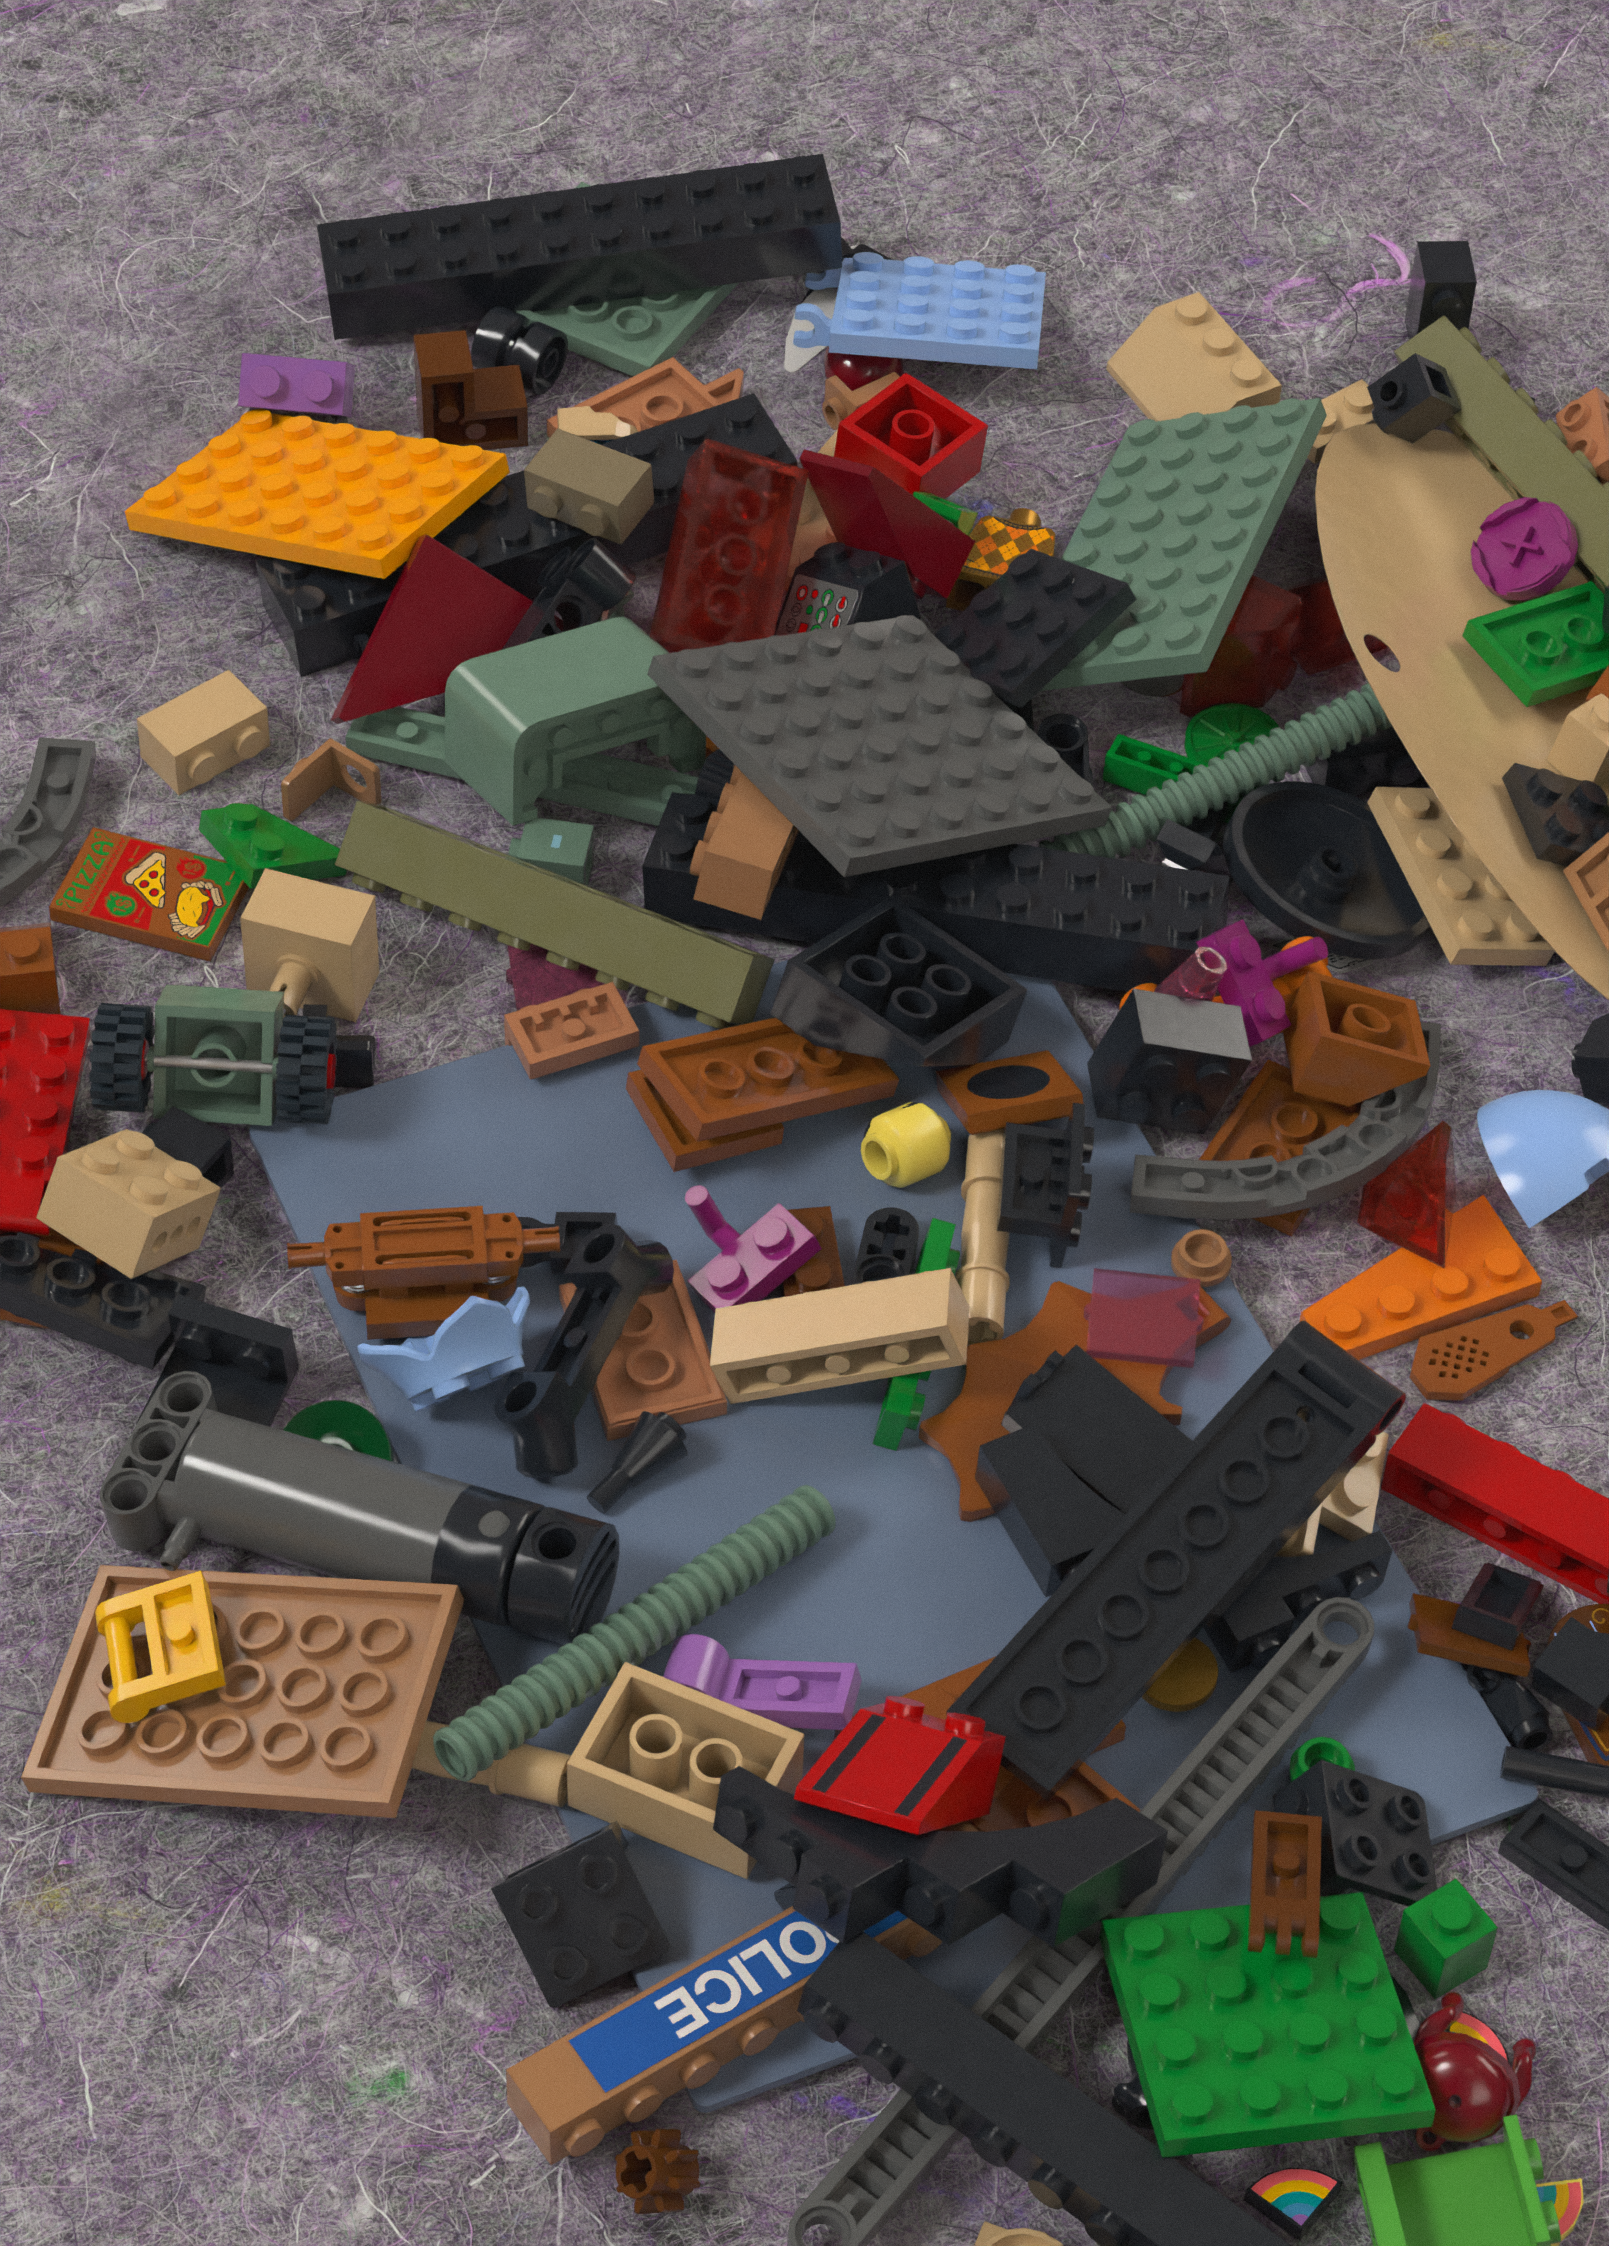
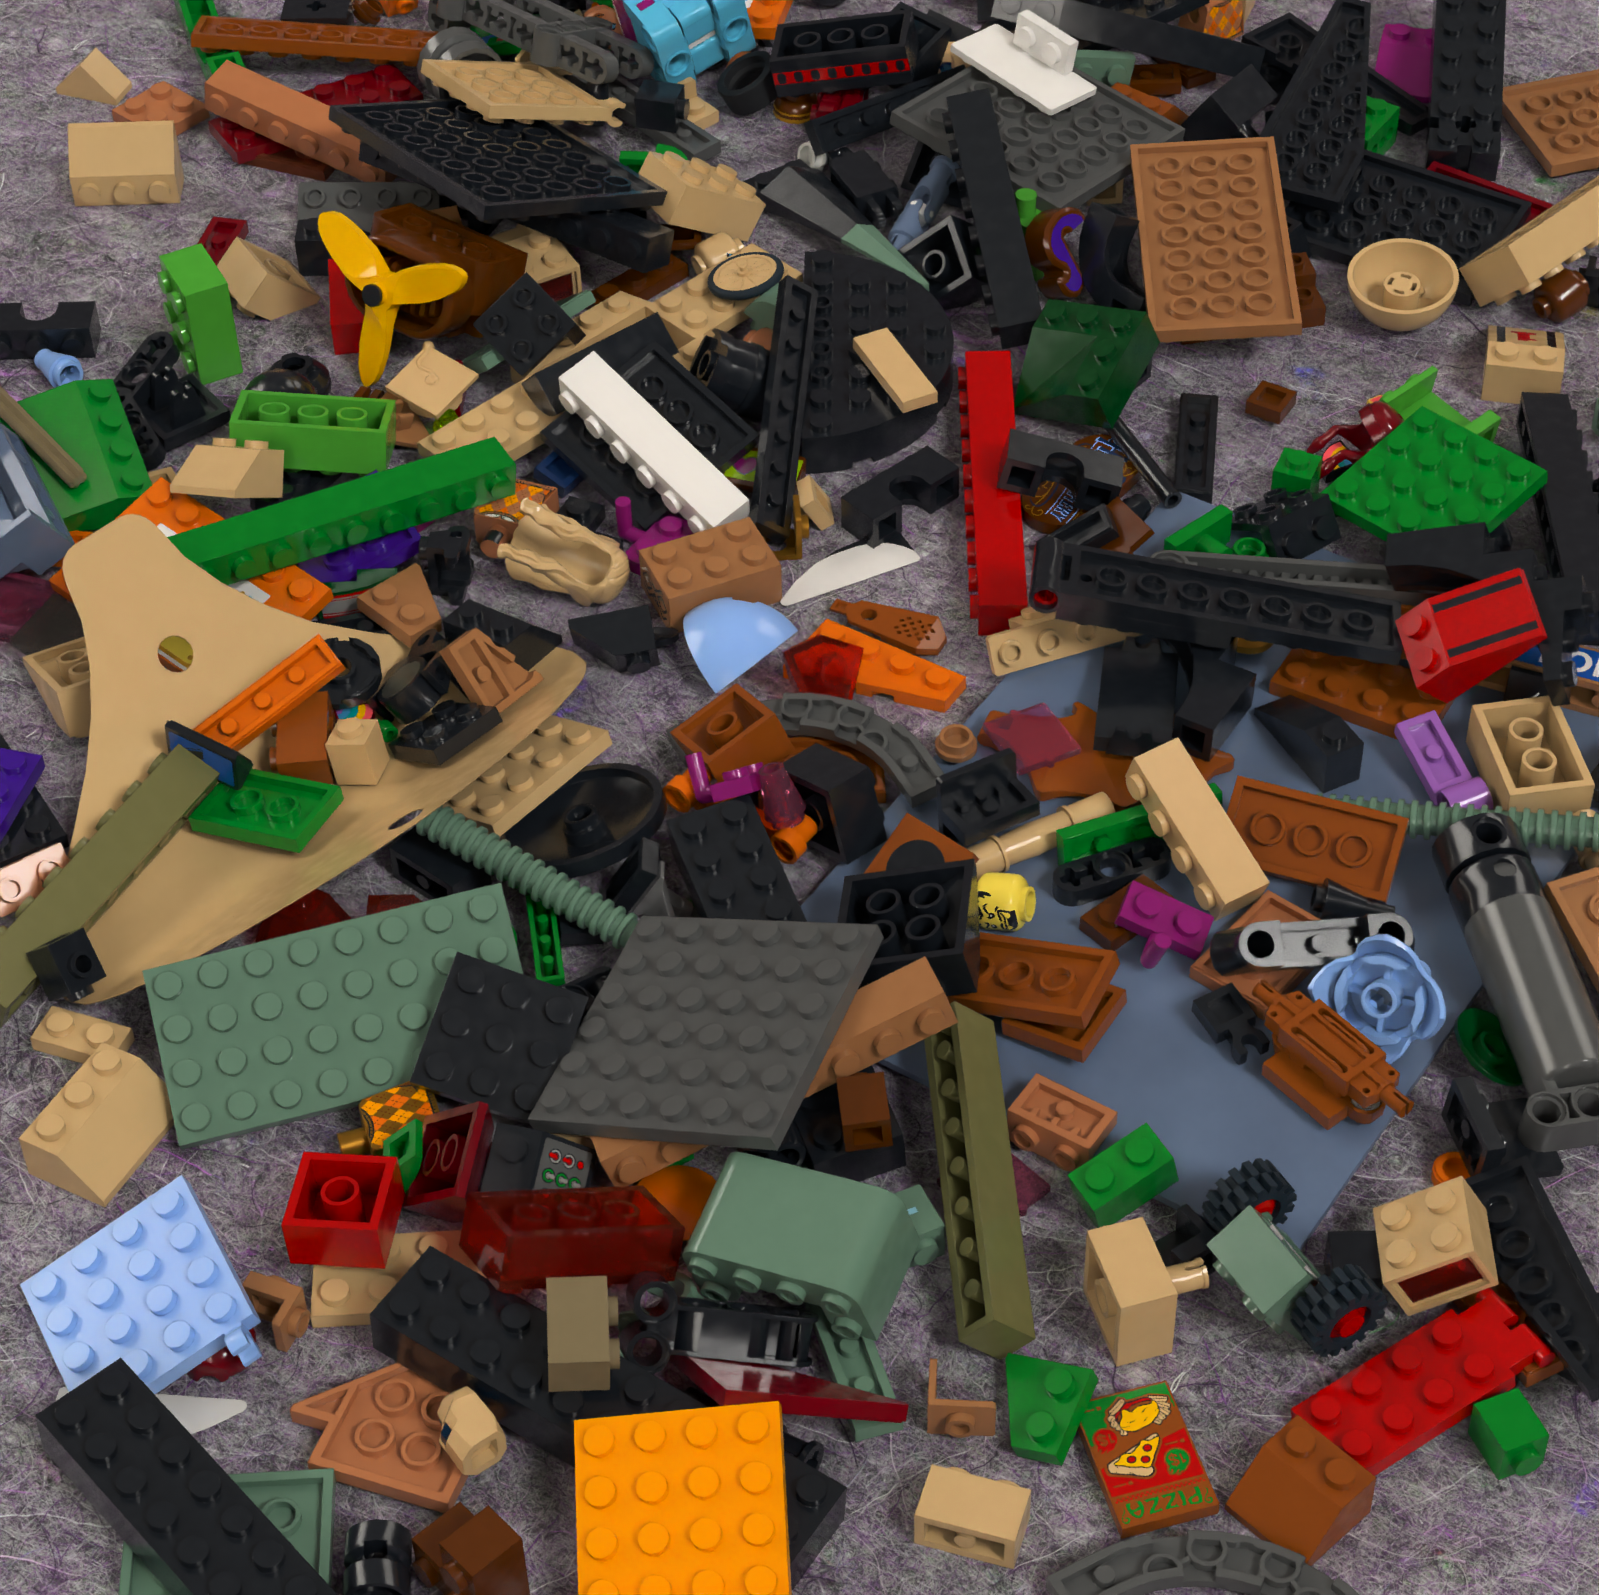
camera: 120 degrees left, 5 degrees down
(448, 1025) = (1123, 1177): none -> green brick
(670, 812) = (864, 1111): none -> reddish brown brick
(749, 1466) = (1318, 837): none -> dark orange plate
(927, 1599) = (1315, 740): none -> black slope
(1285, 1881) = (1363, 494): reddish brown hinge -> none
(1377, 1717) = (1205, 534): none -> green tile
(1524, 549) = (186, 854): magenta tile -> none

